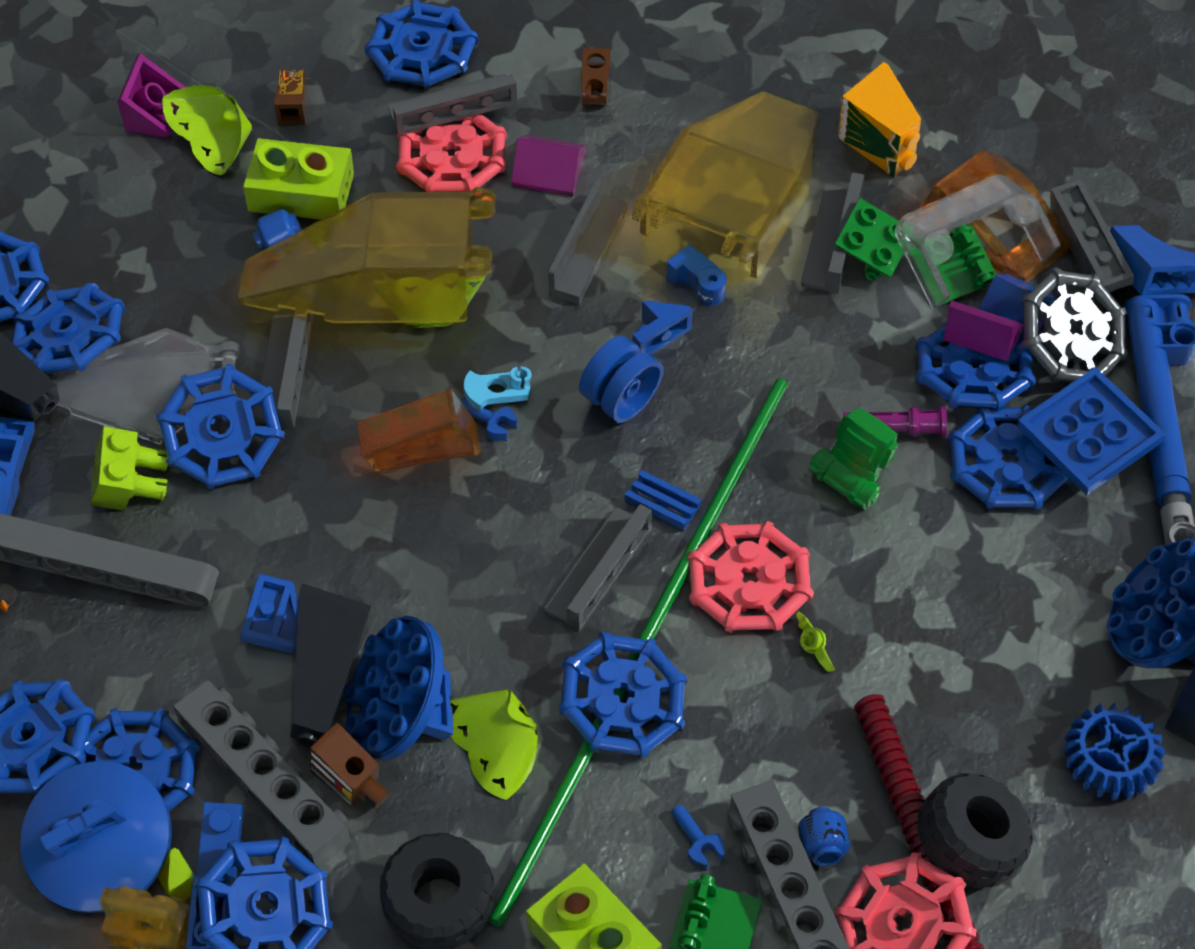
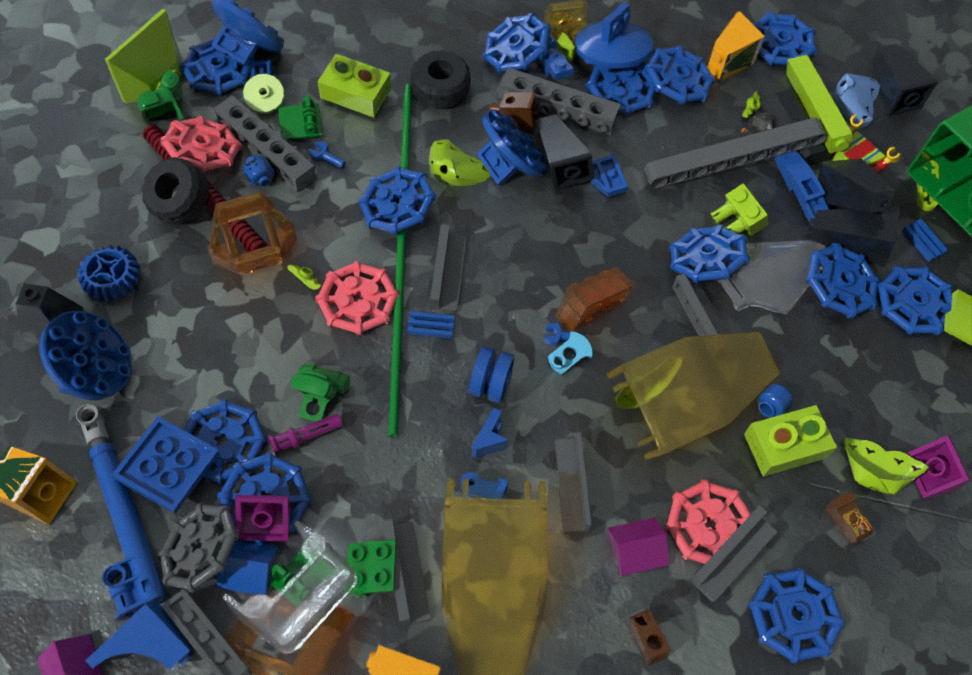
camera: 150 degrees right, 5 degrees up
(884, 672) = (227, 254): none -> clear orange windscreen

